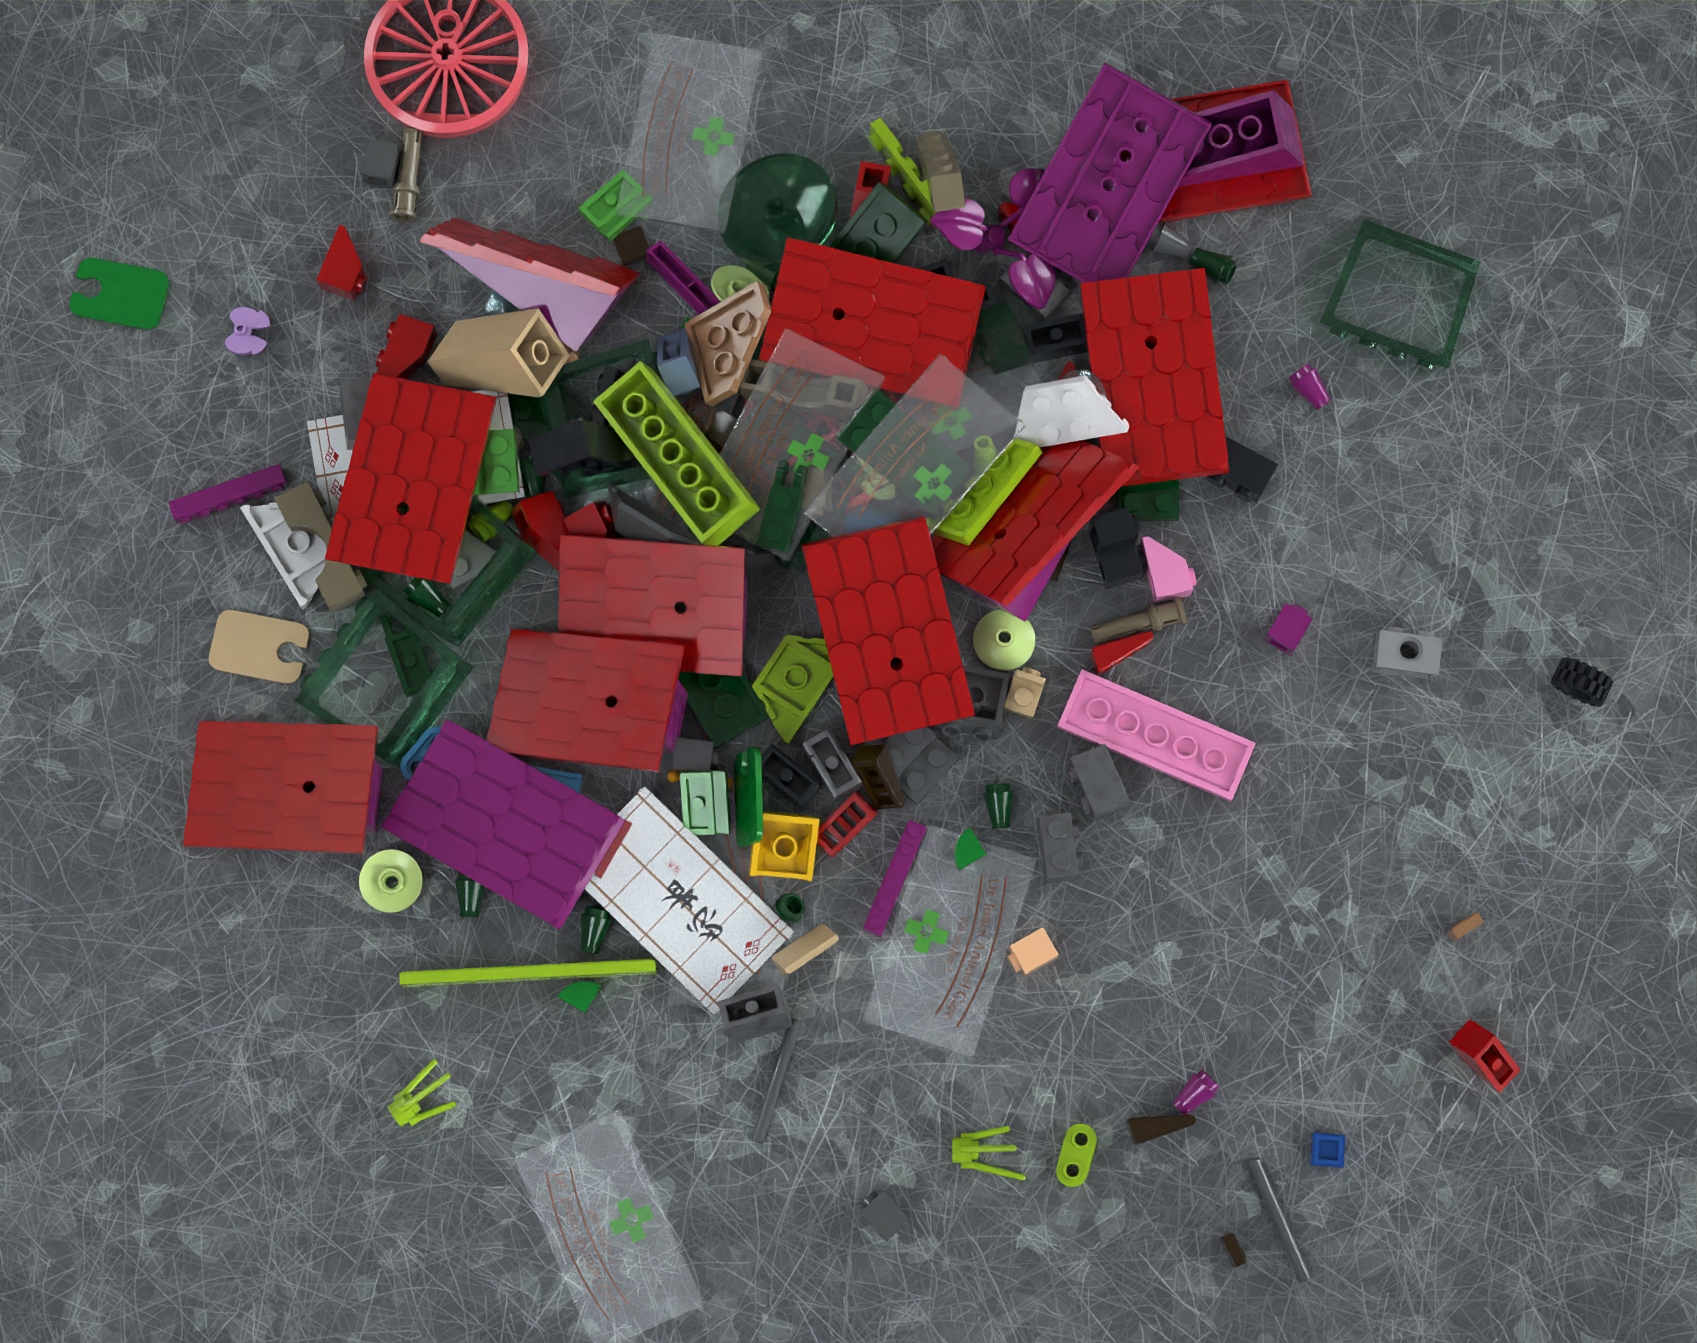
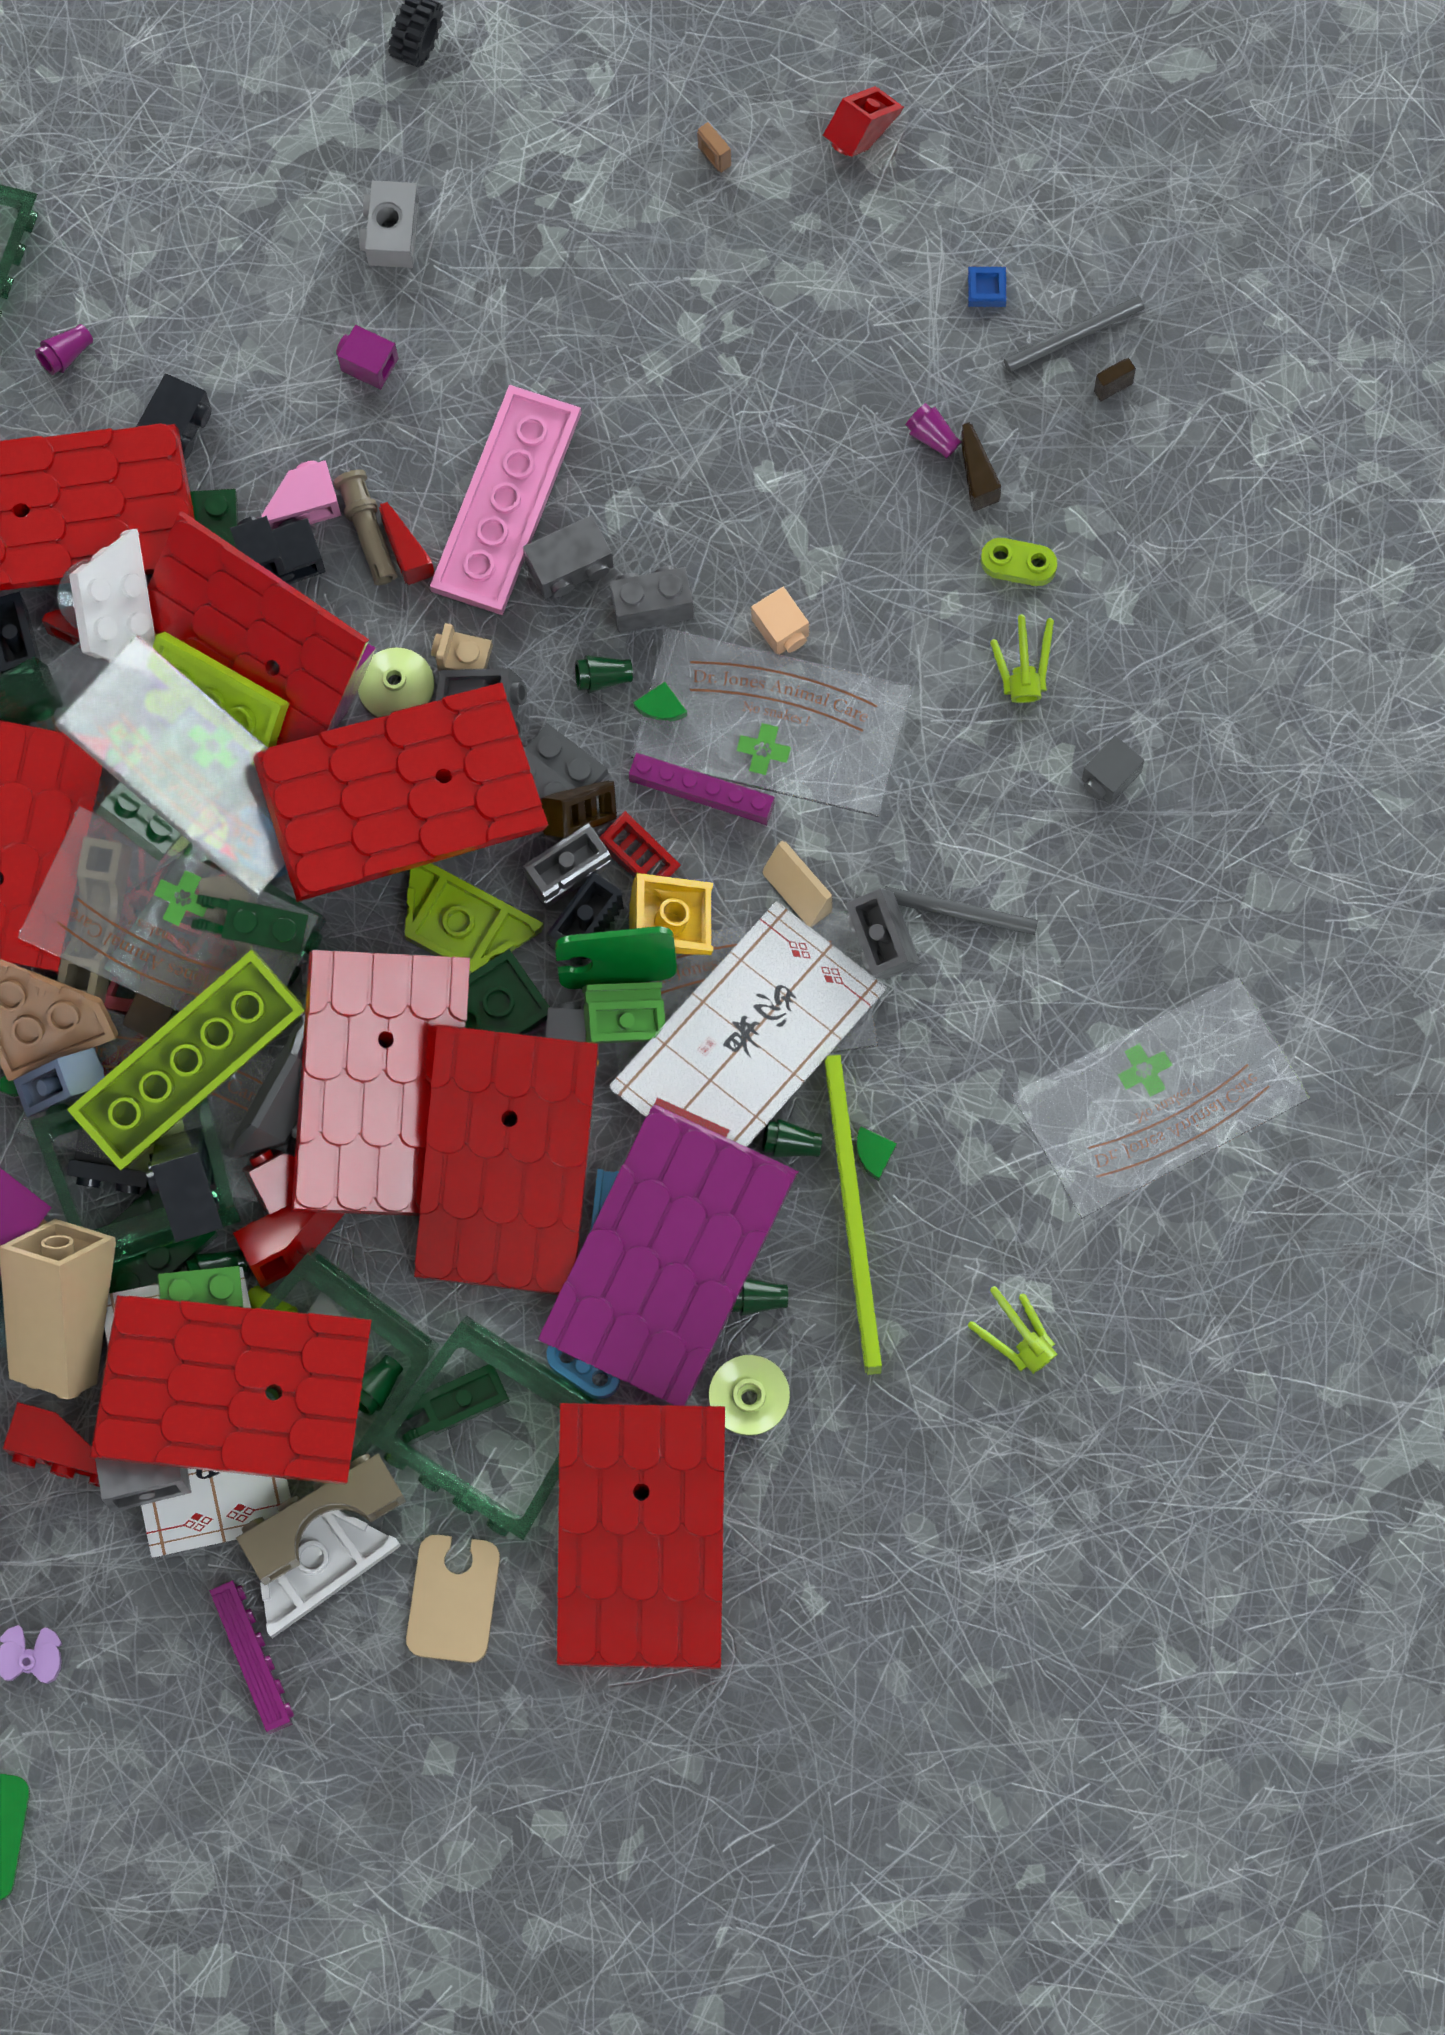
camera: 90 degrees left, 5 degrees down
(789, 907) = (747, 907): dark green plate -> none

